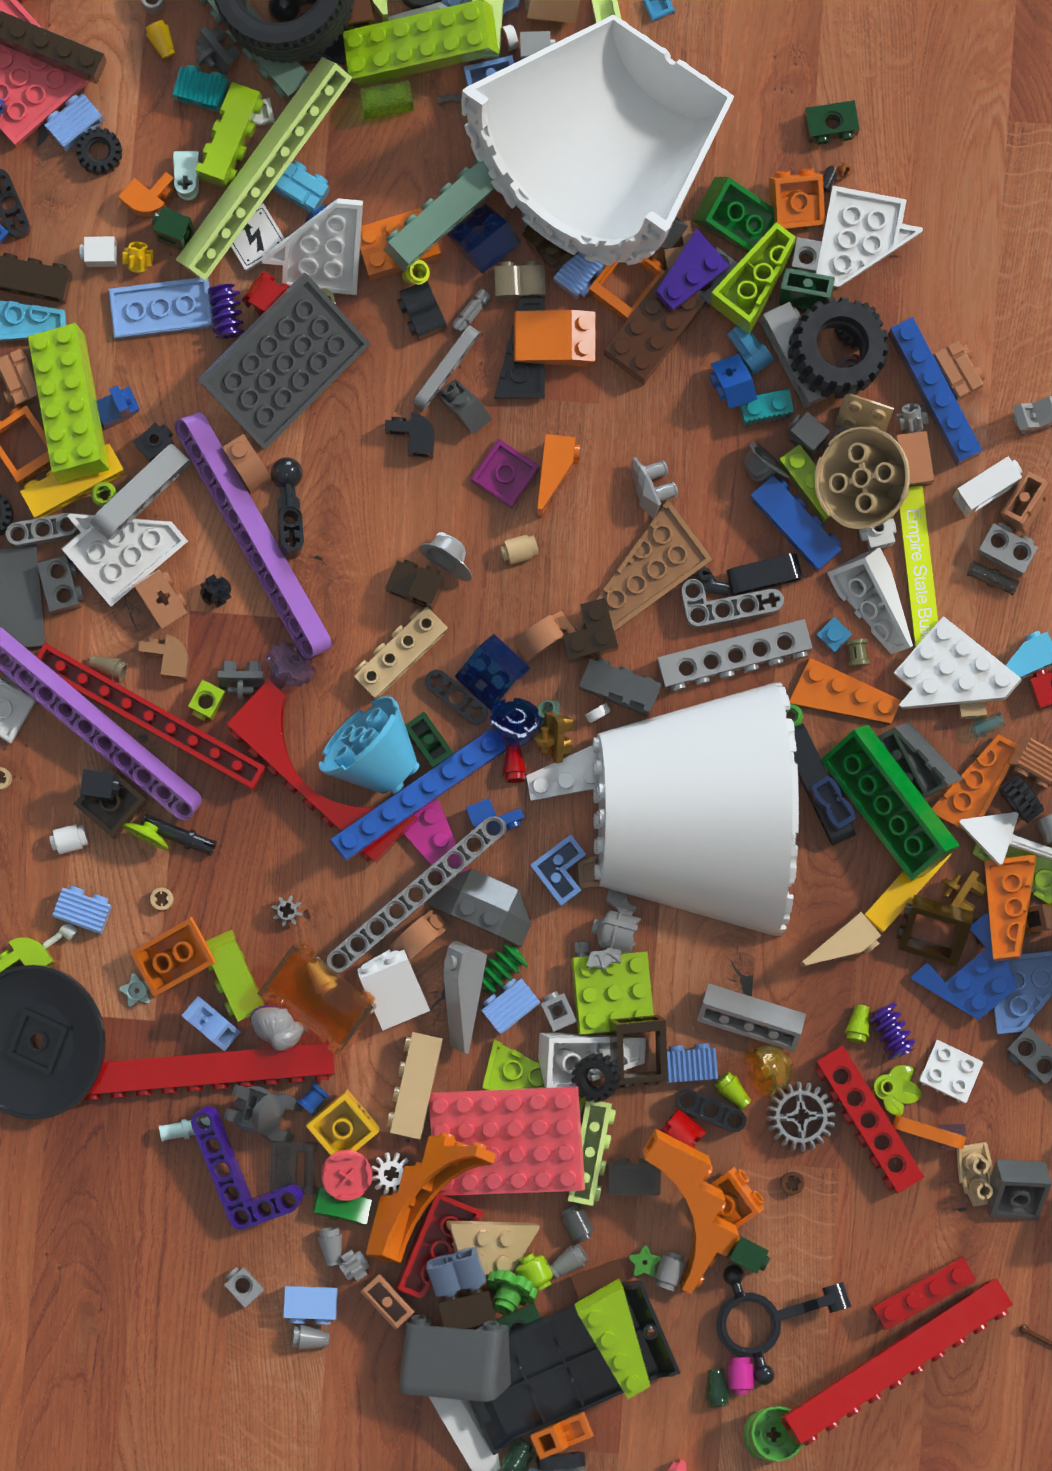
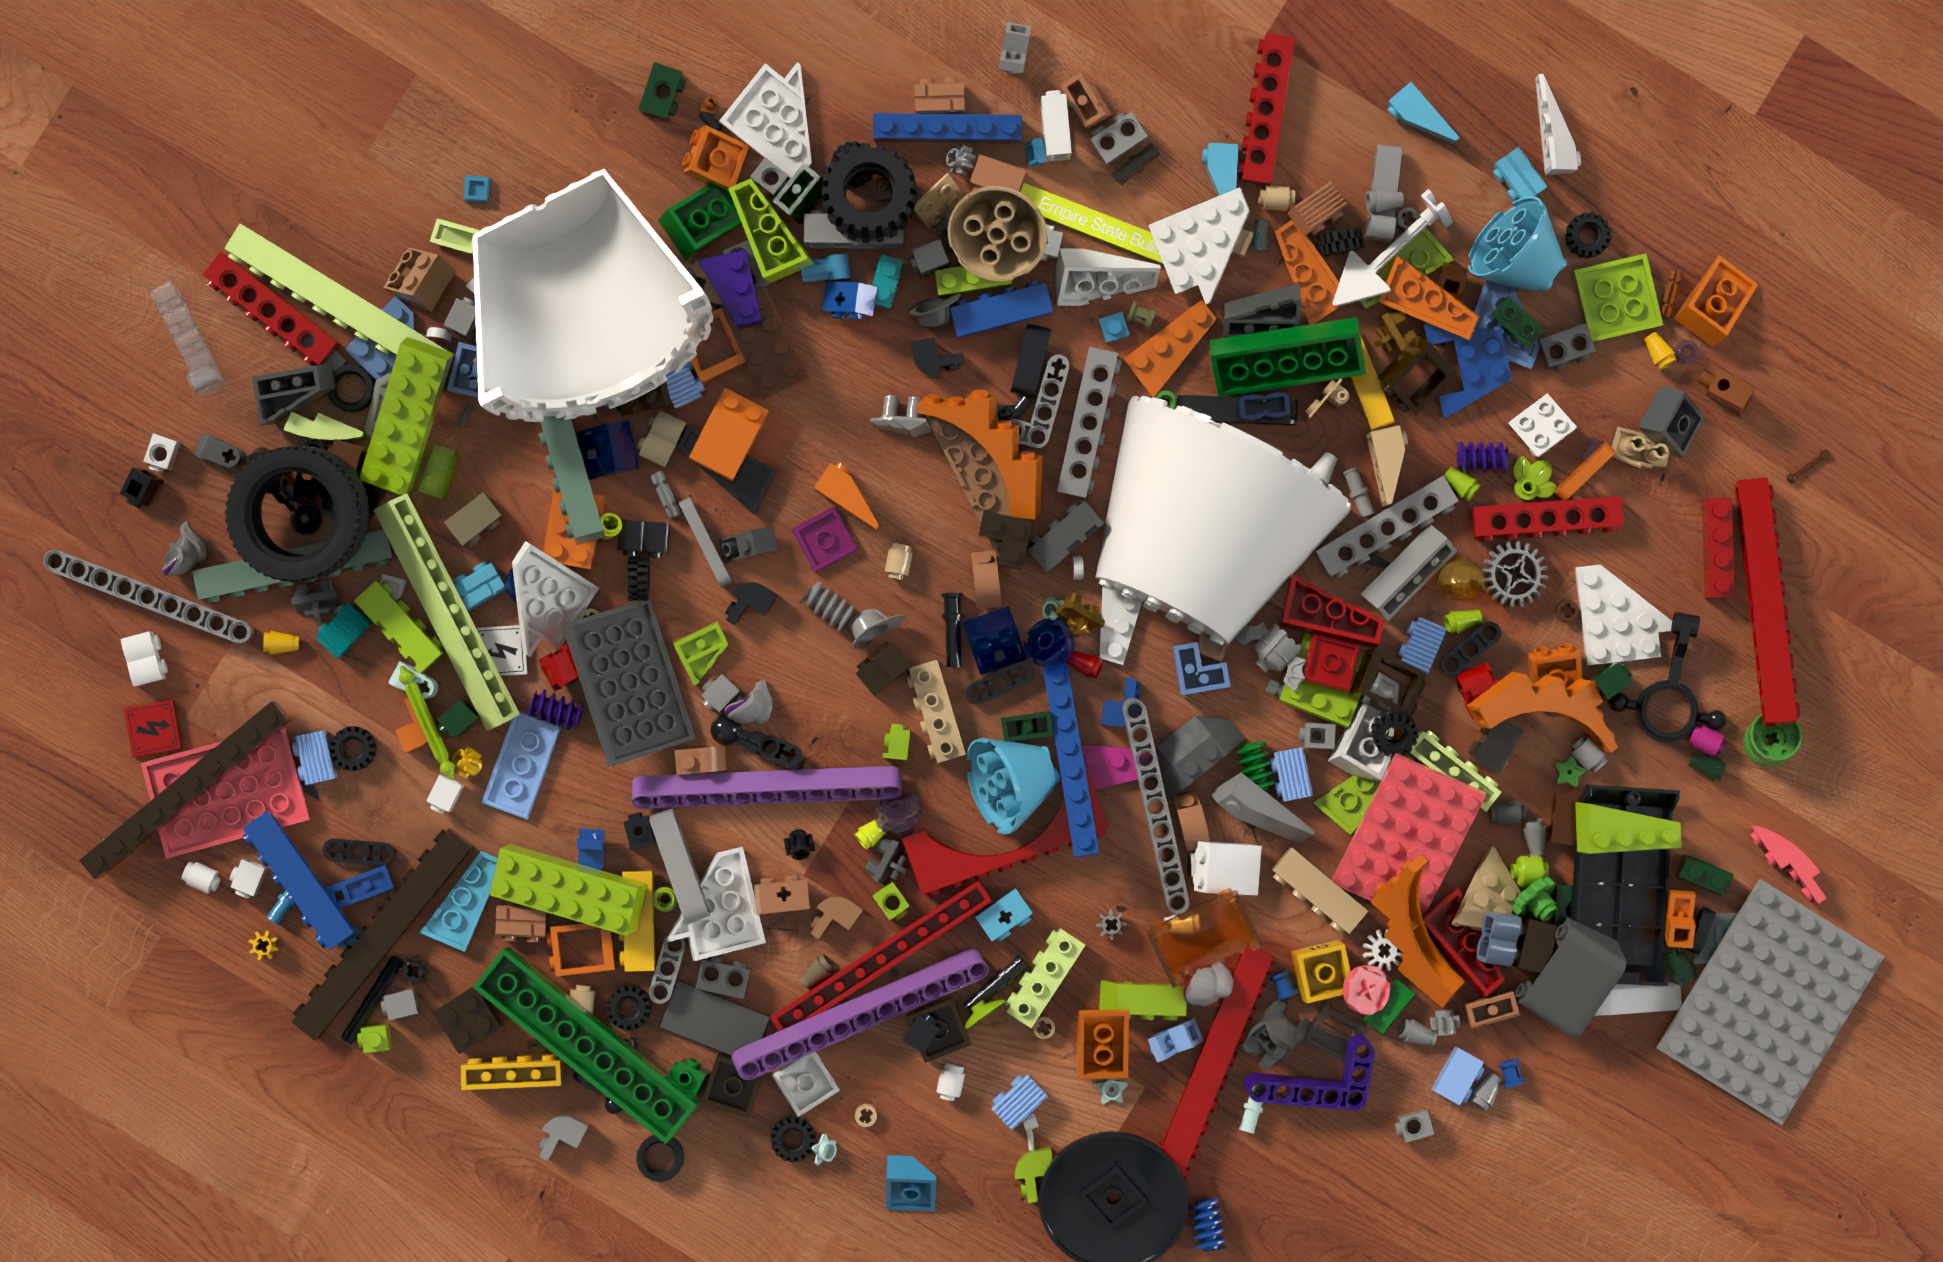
camera: 65 degrees left, 5 degrees up
(55, 1141) = (1207, 1224): none -> blue piece
(155, 201) = (426, 722): none -> lime wheel
(207, 875) = (1045, 977): none -> yellowish green brick
(237, 797) = (1010, 902): none -> medium azure brick
(257, 650) = (869, 835): none -> neon yellow cone
(316, 449) = (719, 693): none -> light grey brick
(319, 487) = (752, 707): none -> light grey hair
(338, 1352) = (1511, 1073): none -> blue bush
(346, 413) = (701, 650): none -> lime wing
(354, 632) = (897, 742): none -> lime brick
(359, 153) = (474, 520): none -> dark tan brick
(382, 323) = (638, 578): none -> black tyre
(445, 505) = (828, 605): none -> light grey piece
(494, 623) = (953, 617): none -> black pin
(614, 1437) = (1704, 875): none -> dark green brick
(631, 987) = (1331, 662): none -> red tile
(672, 963) = (1316, 611): none -> red wedge
(677, 581) = (1000, 439): none -> orange arch
(714, 485) = (927, 359): none -> black brick
(800, 934) = (1359, 492): none -> light grey pin
(805, 891) = (1325, 467): none -> white cone
(808, 1233) = (1616, 619): none -> white wing
(841, 1004) = (1438, 490): none -> light grey brick
(879, 860) = (1334, 393): none -> tan hinge
(954, 481) = (1035, 152): none -> dark azure tile
(1030, 720) = (1276, 198): none -> tan brick
(1031, 996) = (1516, 323): none -> dark green brick

